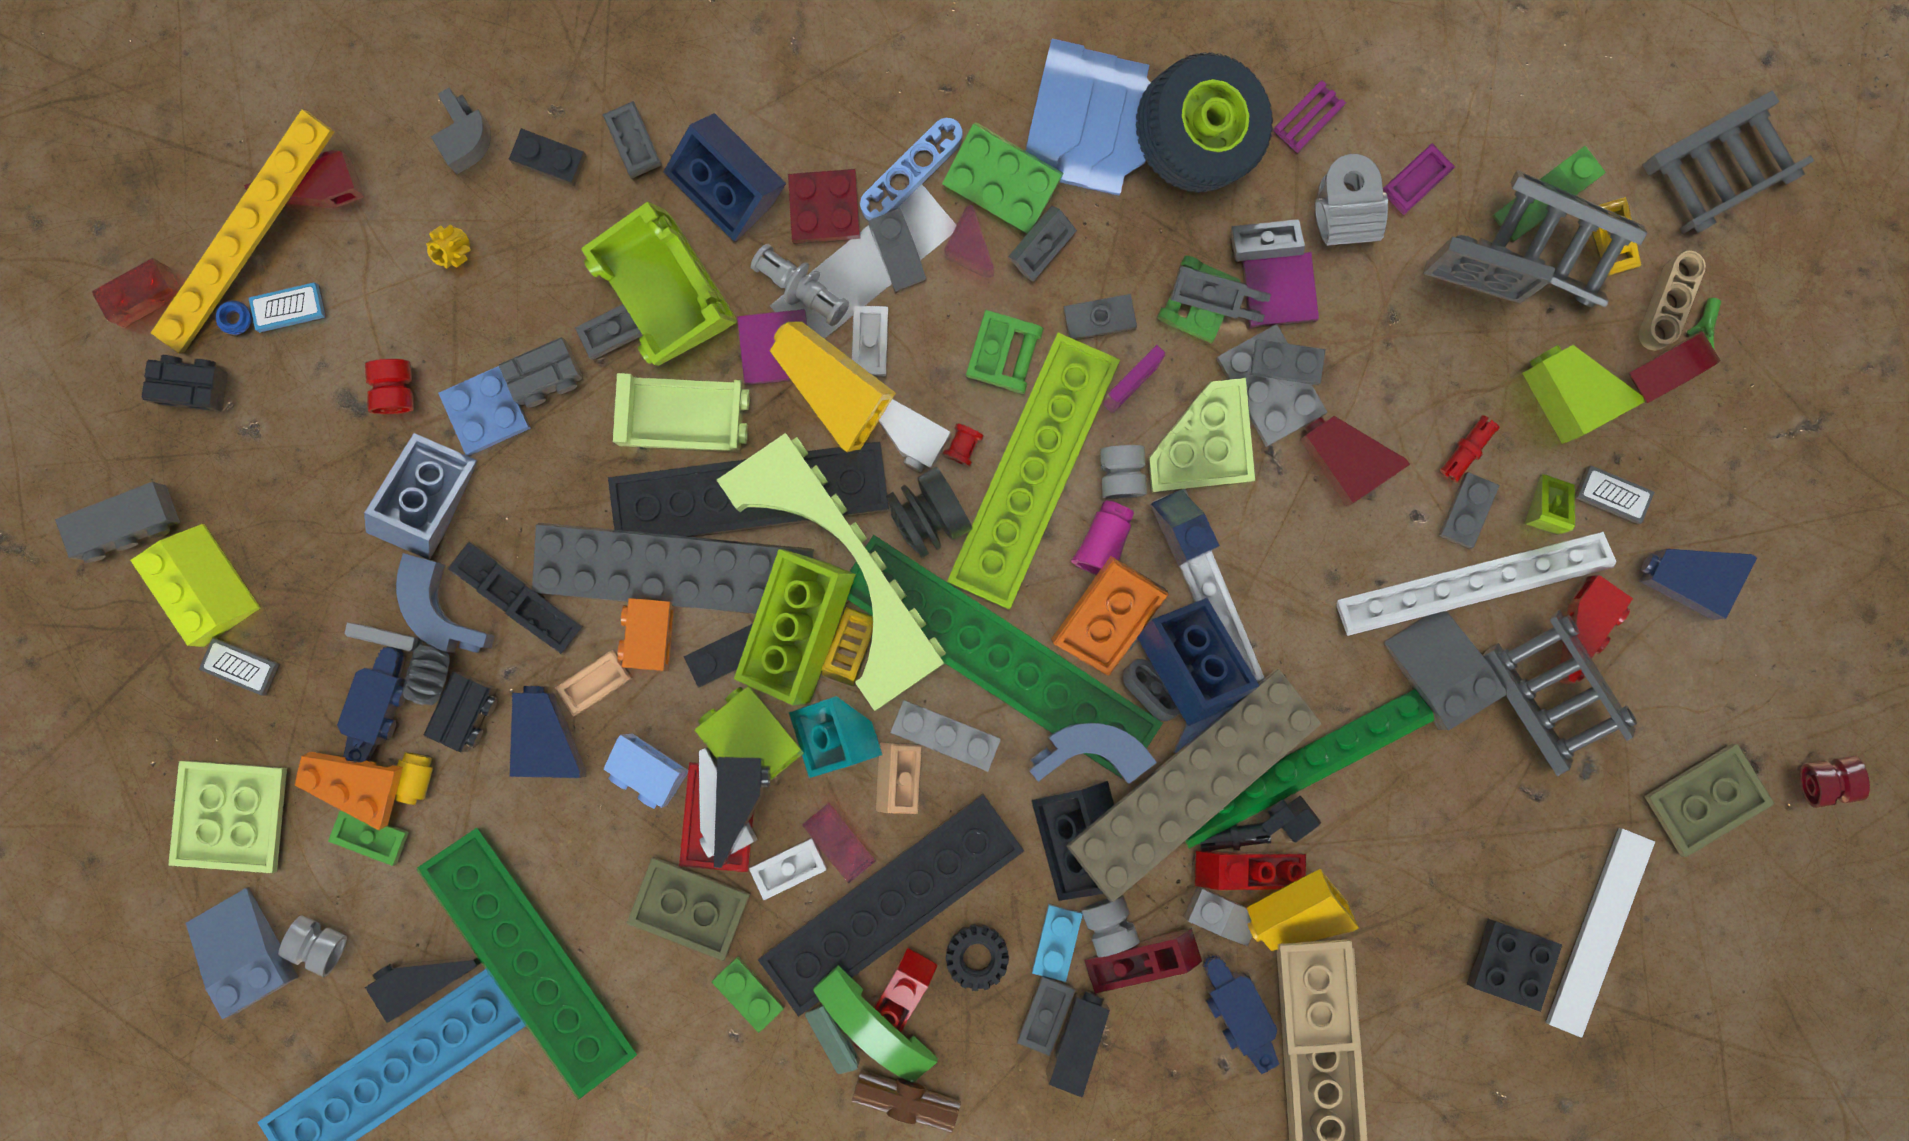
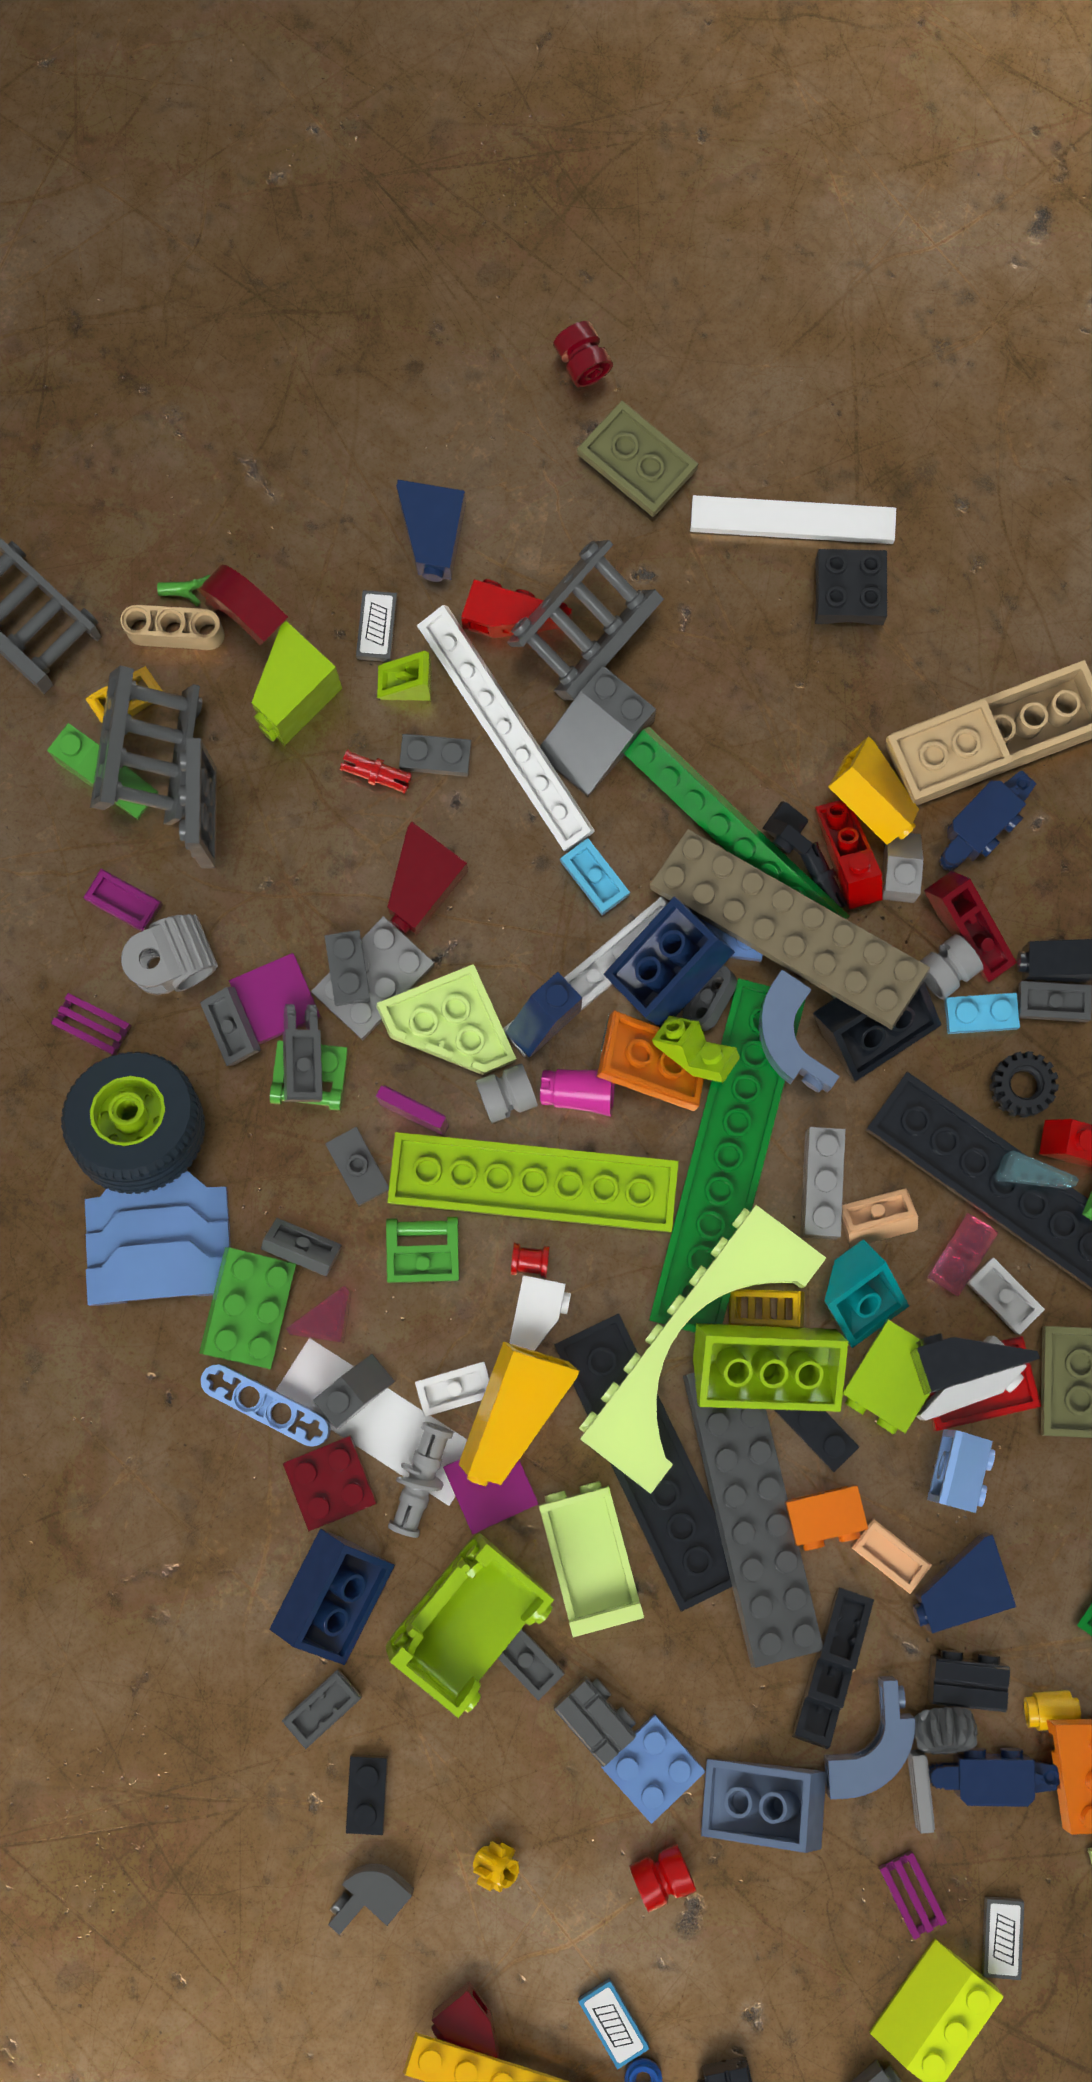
camera: 110 degrees left, 5 degrees down
(273, 604) = (927, 1924): none -> magenta tile
(897, 923) = (1026, 1170): none -> clear light blue slope
(928, 512) = (611, 1270): pearl dark grey wheel -> none
(1110, 653) = (687, 1046): none -> lime slope
(1303, 621) = (594, 876): none -> medium azure plate

